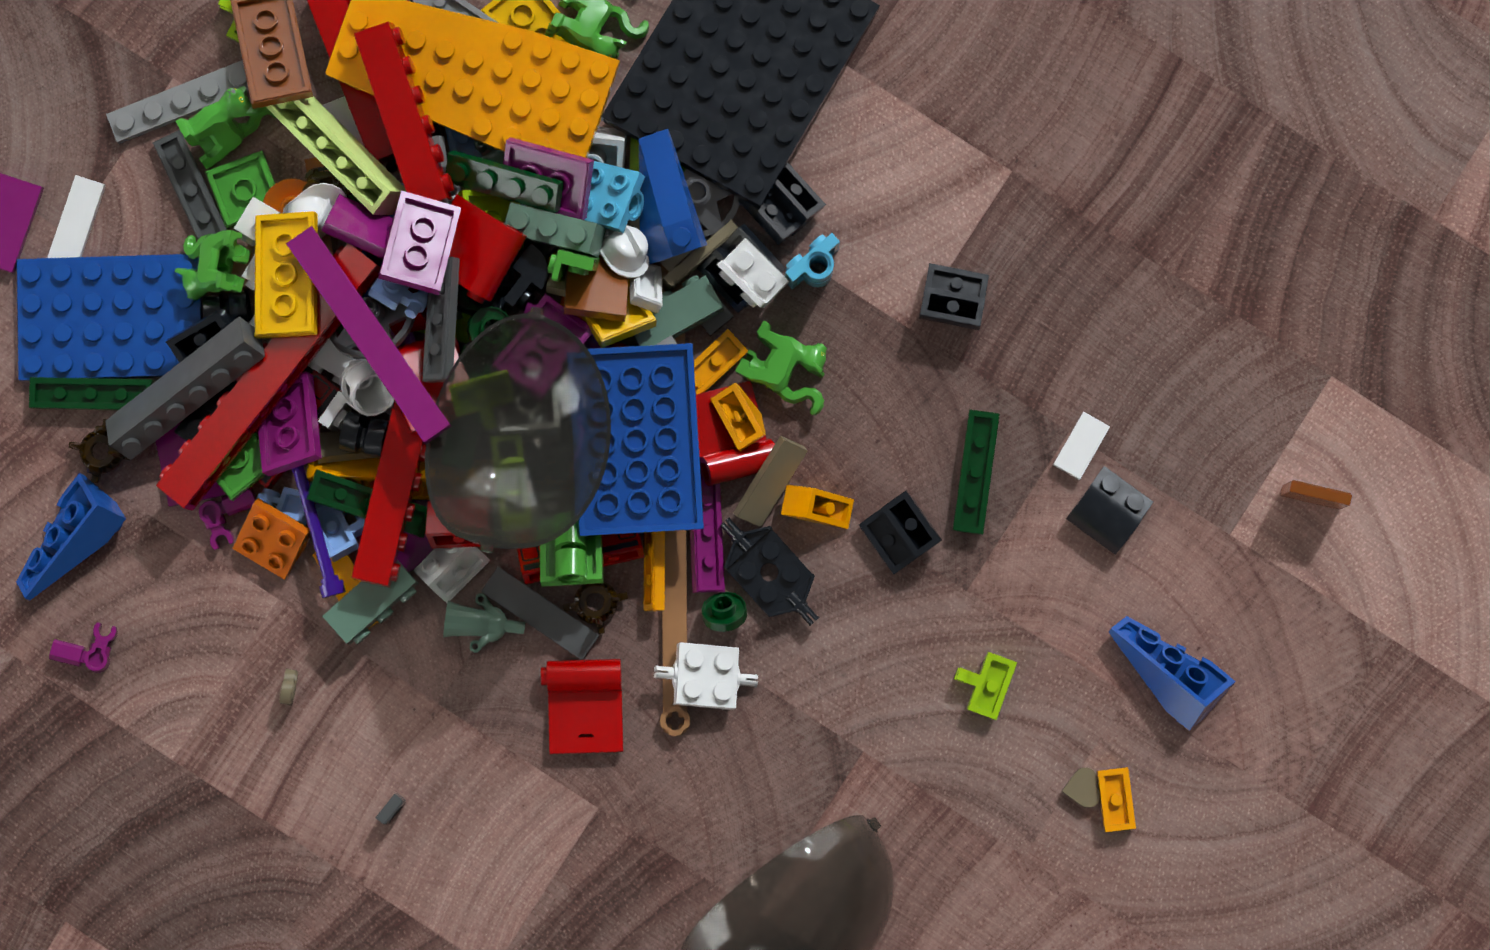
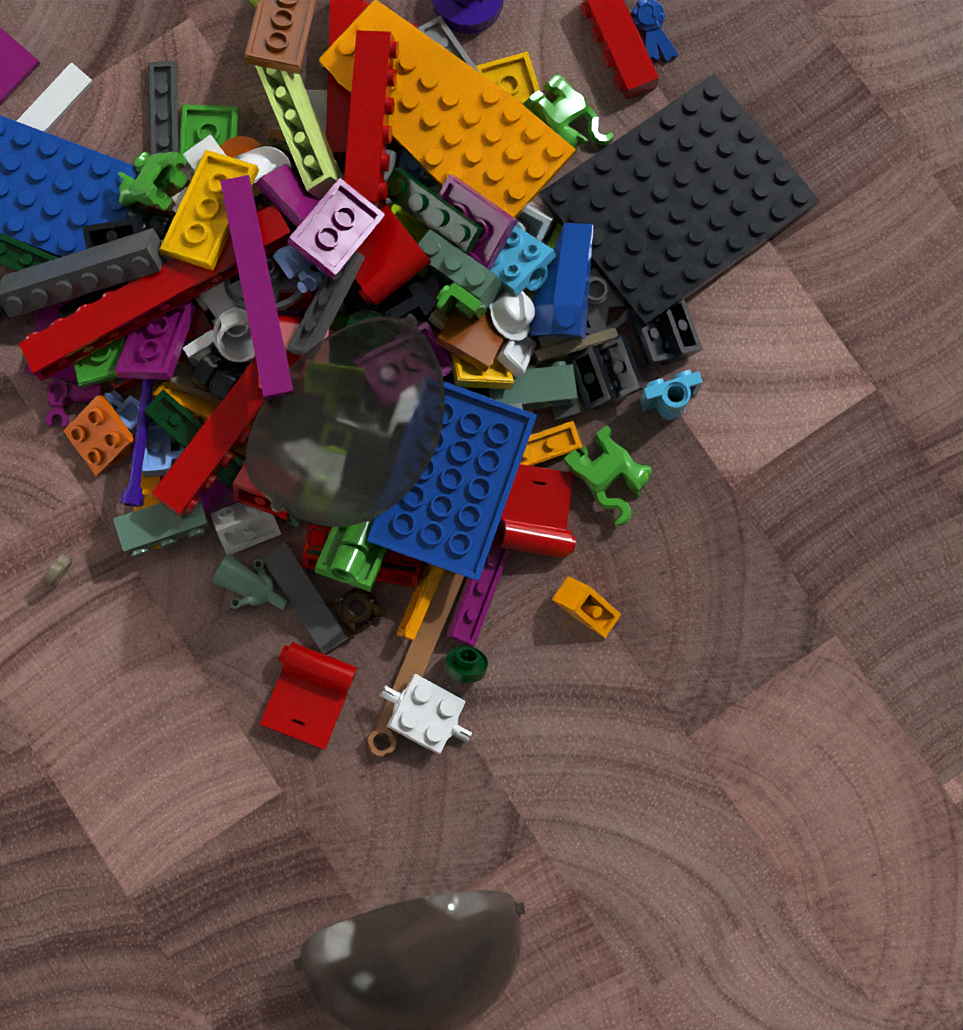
camera: 20 degrees right, 5 degrees down
(175, 103) = (183, 39): light grey plate -> none
(216, 127) = (206, 70): bright green animal -> none
(391, 809) = (99, 714): dark grey tile -> none
(739, 416) = (551, 498): light orange slope -> none
(753, 274) = (615, 380): white bracket -> none
(760, 547) = (520, 621): black plate -> none
(770, 481) = (554, 566): dark tan tile -> none
(900, 532) = (650, 659): black brick -> none
(954, 296) = (782, 474): black brick -> none
(976, 472) = (738, 635): dark green plate -> none
(989, 684) = (673, 827): lime plate -> none
(1081, 445) = (841, 651): white tile -> none
(1082, 788) = (719, 956): dark tan tile -> none
(1109, 510) = (844, 718): black brick -> none
(1116, 799) = (745, 979): light orange plate -> none
(1179, 681) = (844, 896): blue wedge -> none

